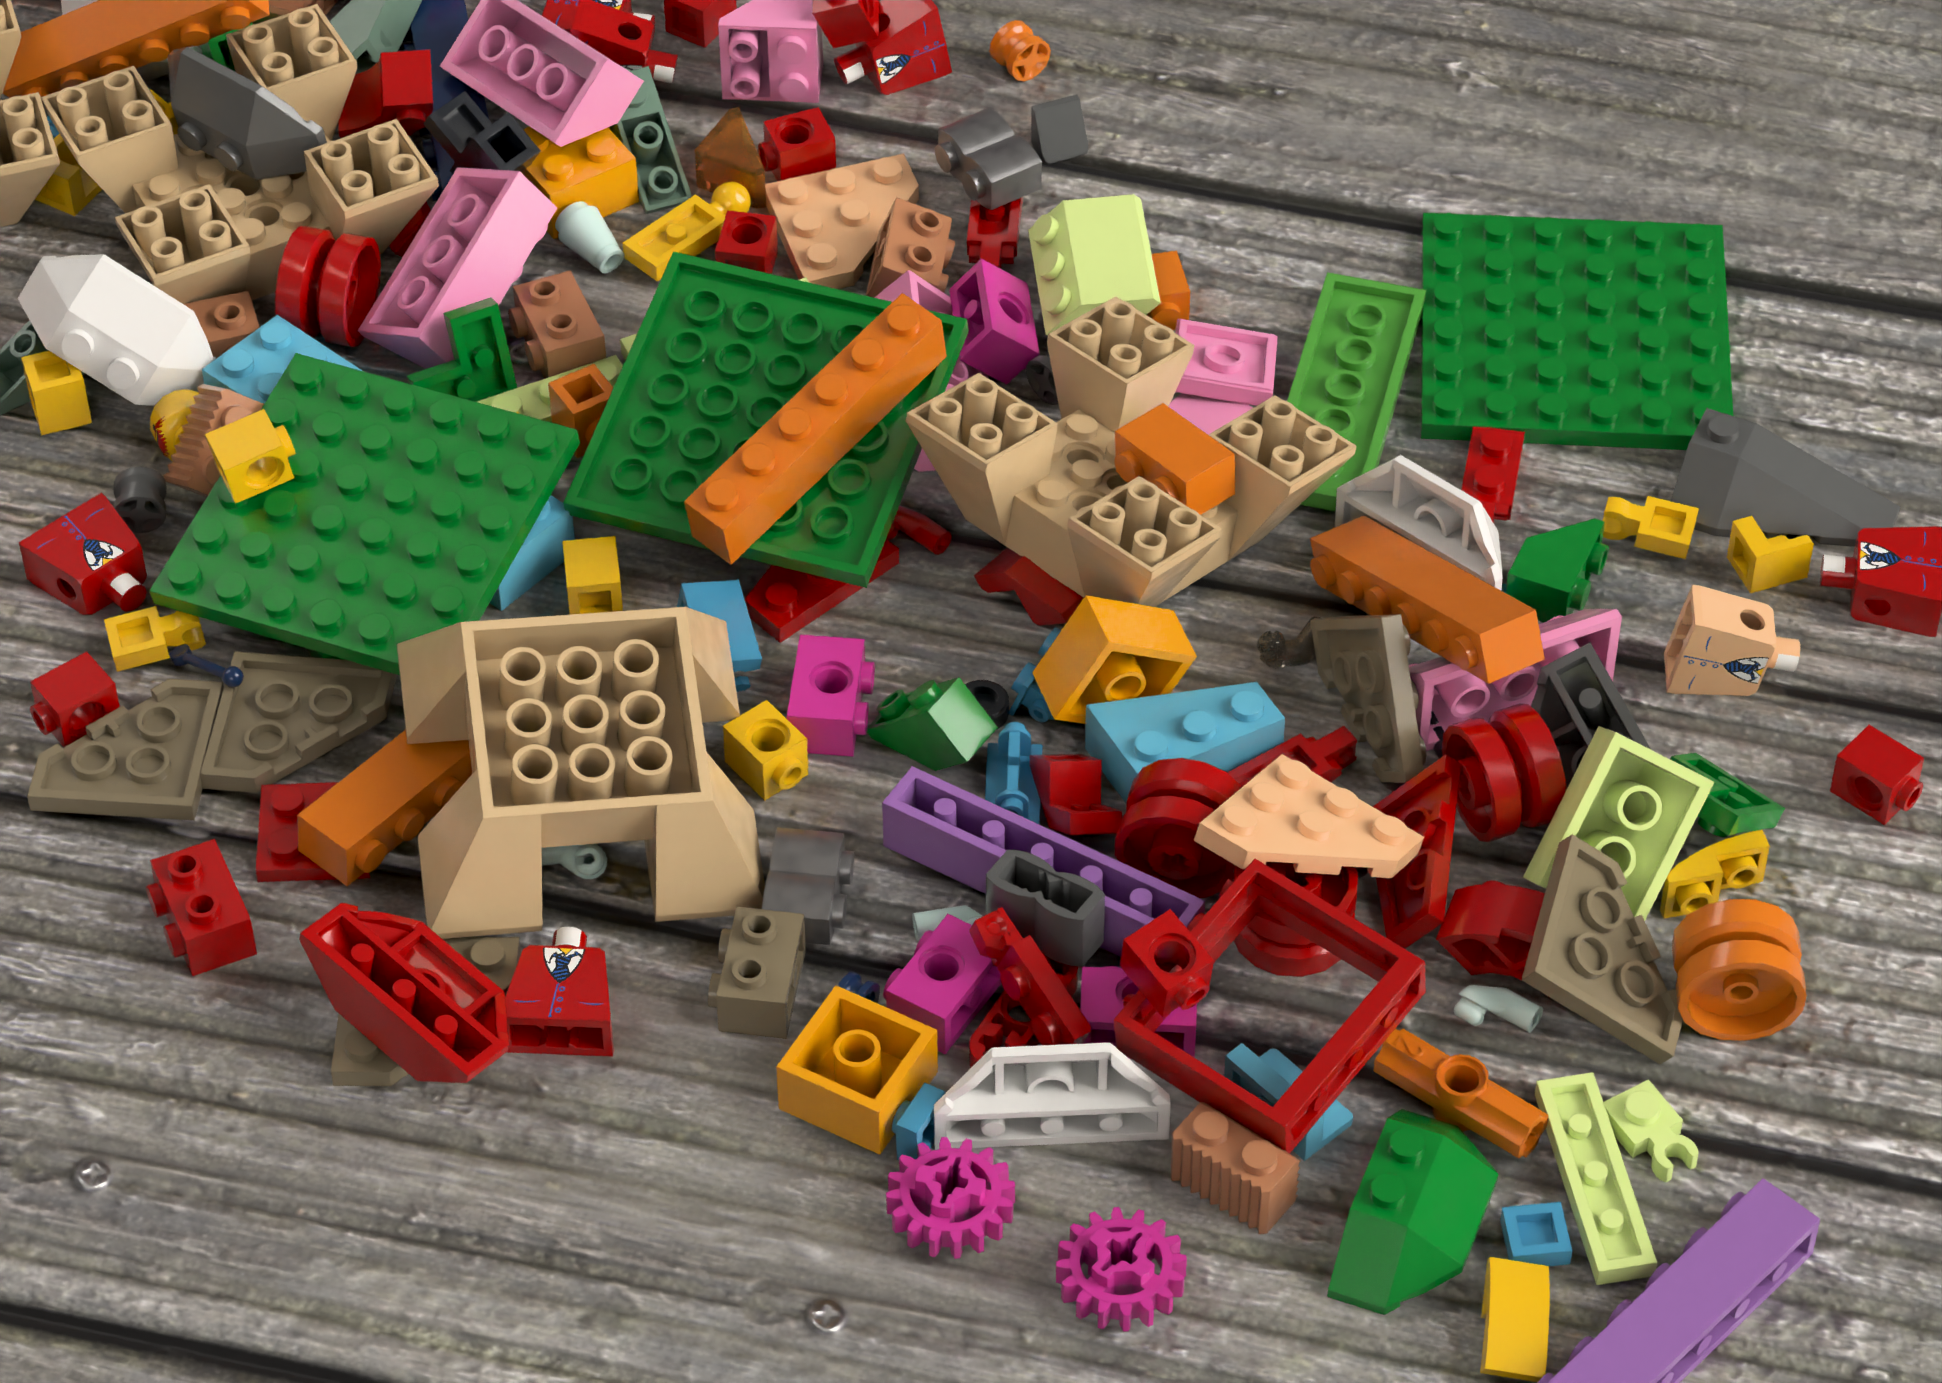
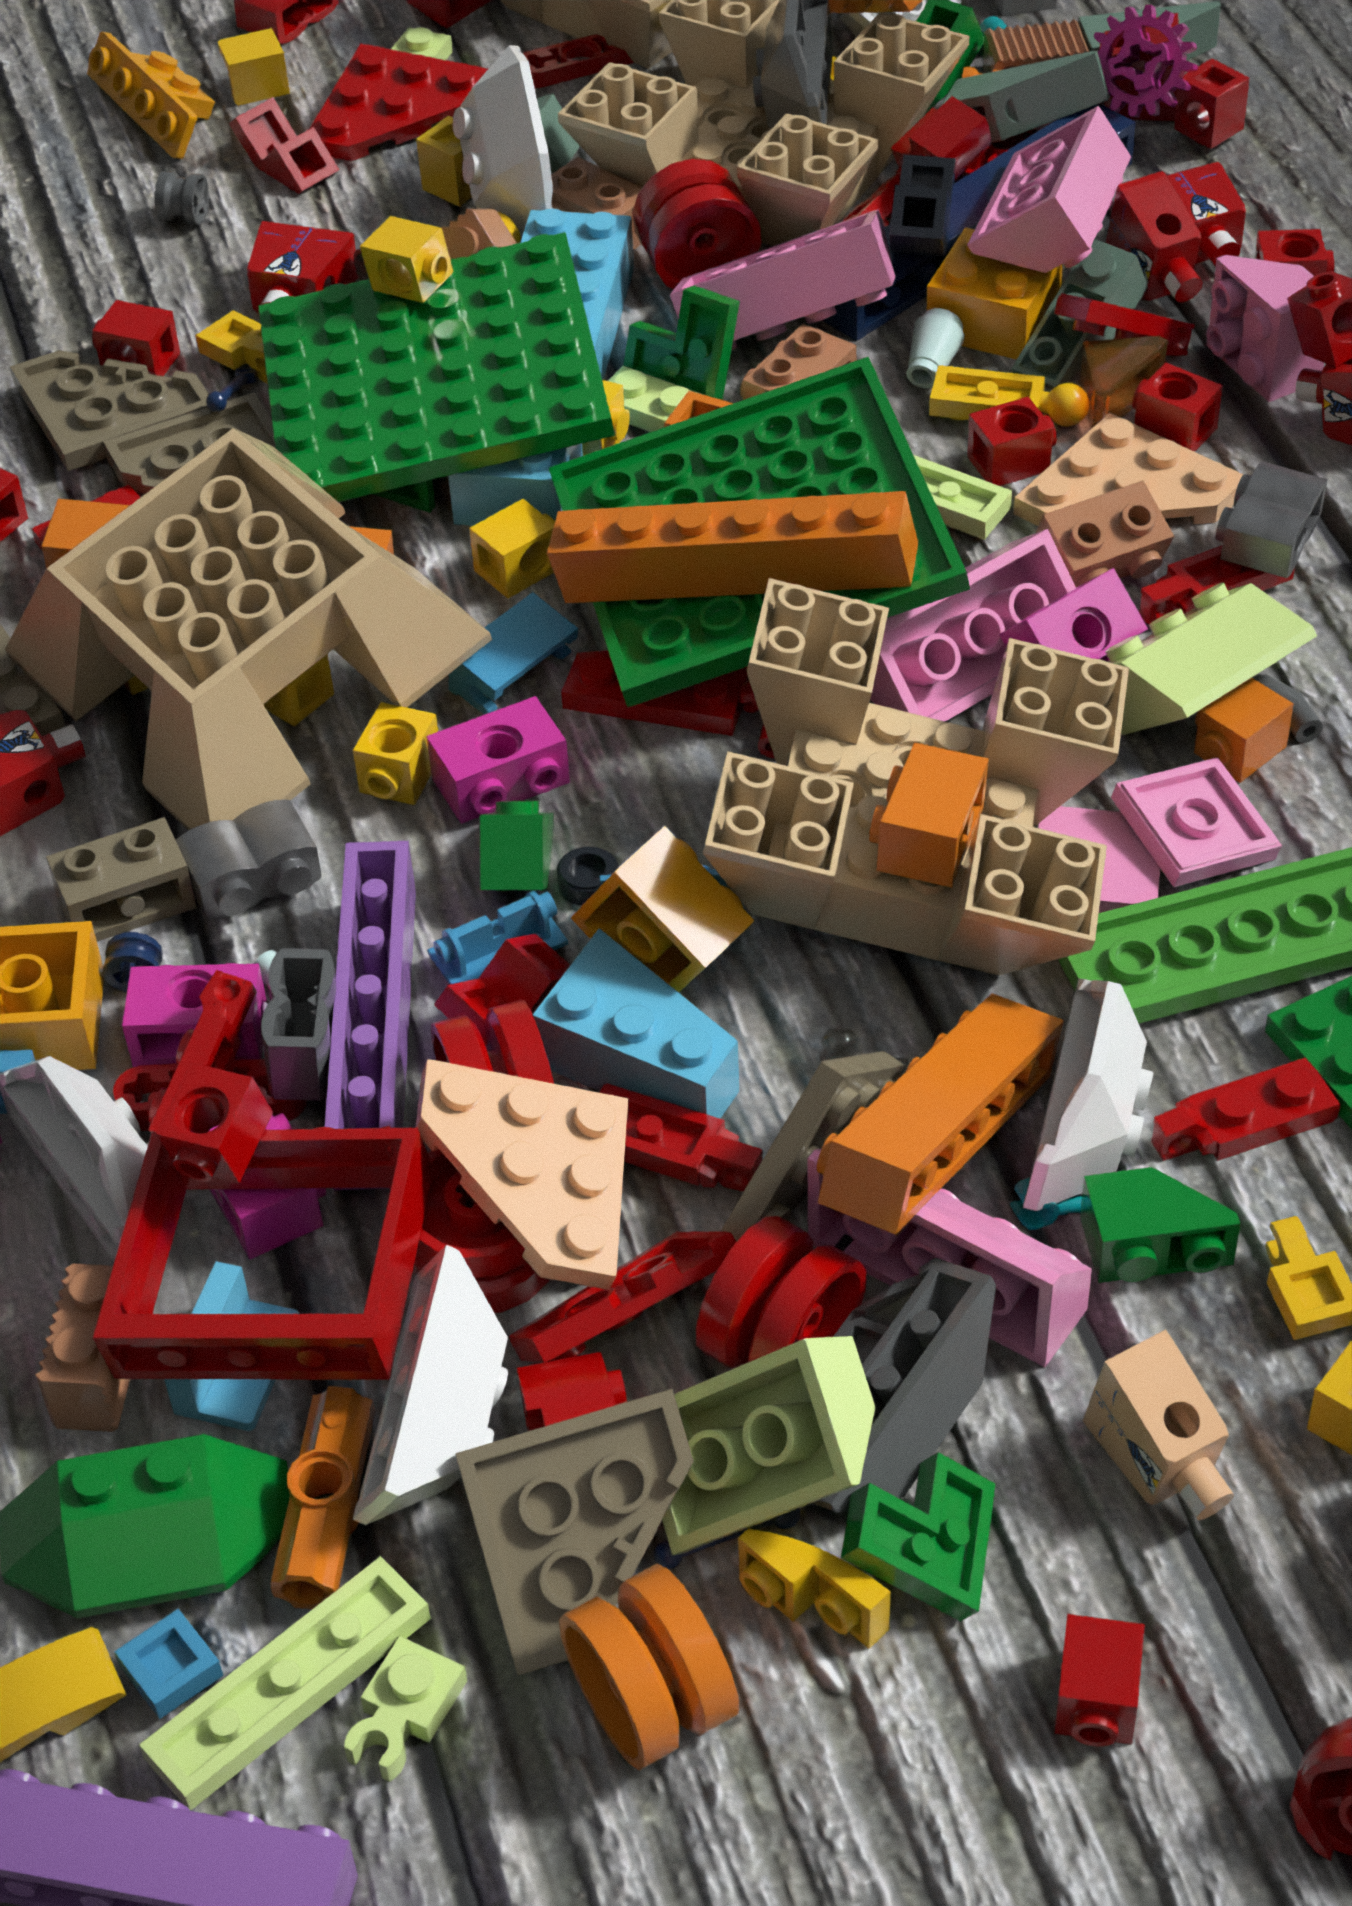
camera: 60 degrees right, 0 degrees up
(692, 119) = (1094, 316): none -> red hinge
(1471, 996) = (437, 1391): none -> white wedge

